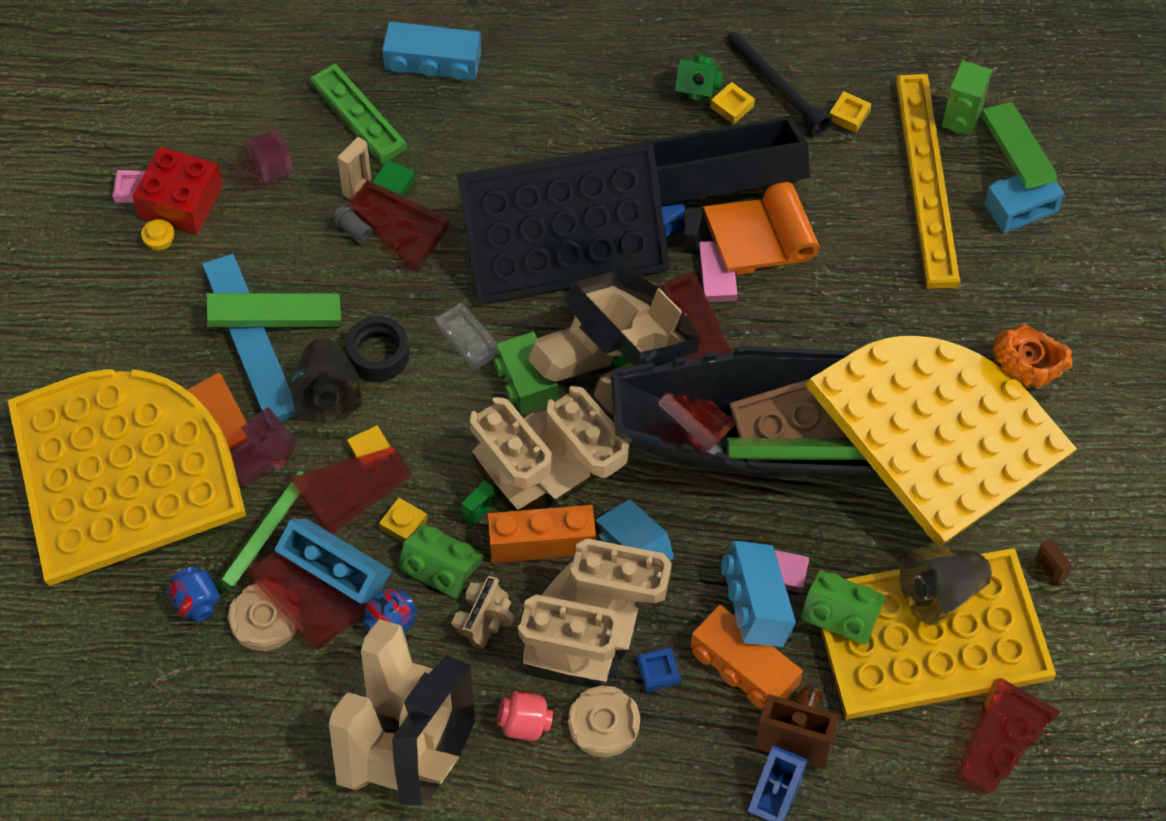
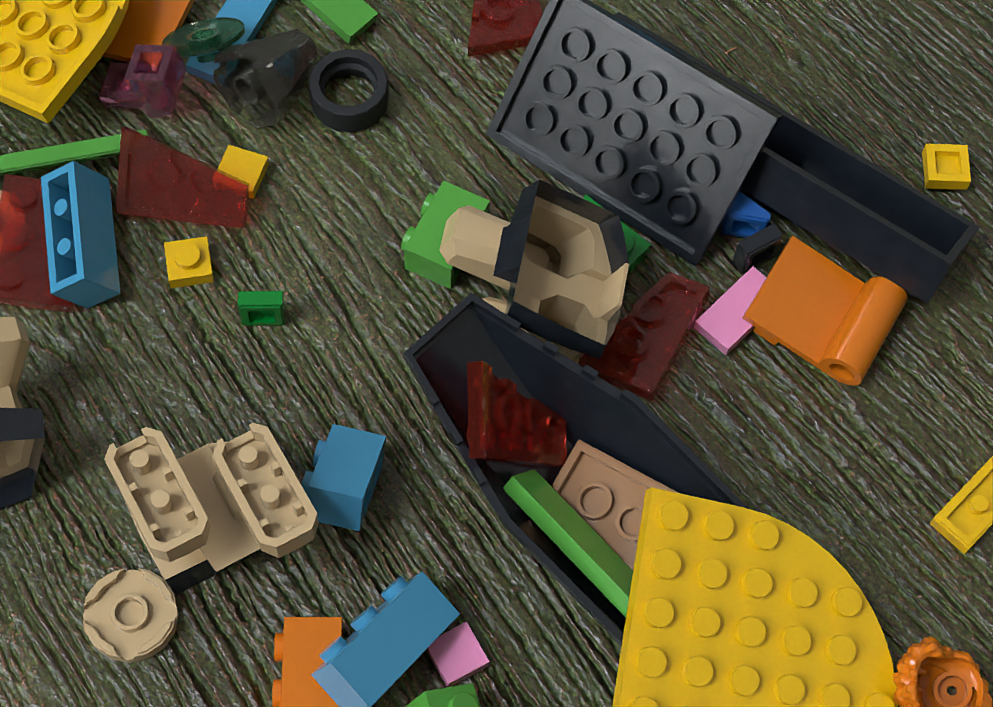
camera: 45 degrees right, 5 degrees up
(266, 389) = (205, 37): none -> clear green dish
(391, 607) = (73, 330): blue head -> none
(439, 560) = (173, 324): bright green bracket -> none
(467, 336) = (438, 151): clear plate -> none
(487, 615) = (153, 408): tan hips -> none
(524, 716) = (64, 535): coral head -> none
(539, 533) = (277, 388): orange brick -> none
(548, 452) = (352, 316): tan piece -> none
(658, 669) = (232, 619): blue tile -> none
(688, 81) = (938, 110): green brick -> none

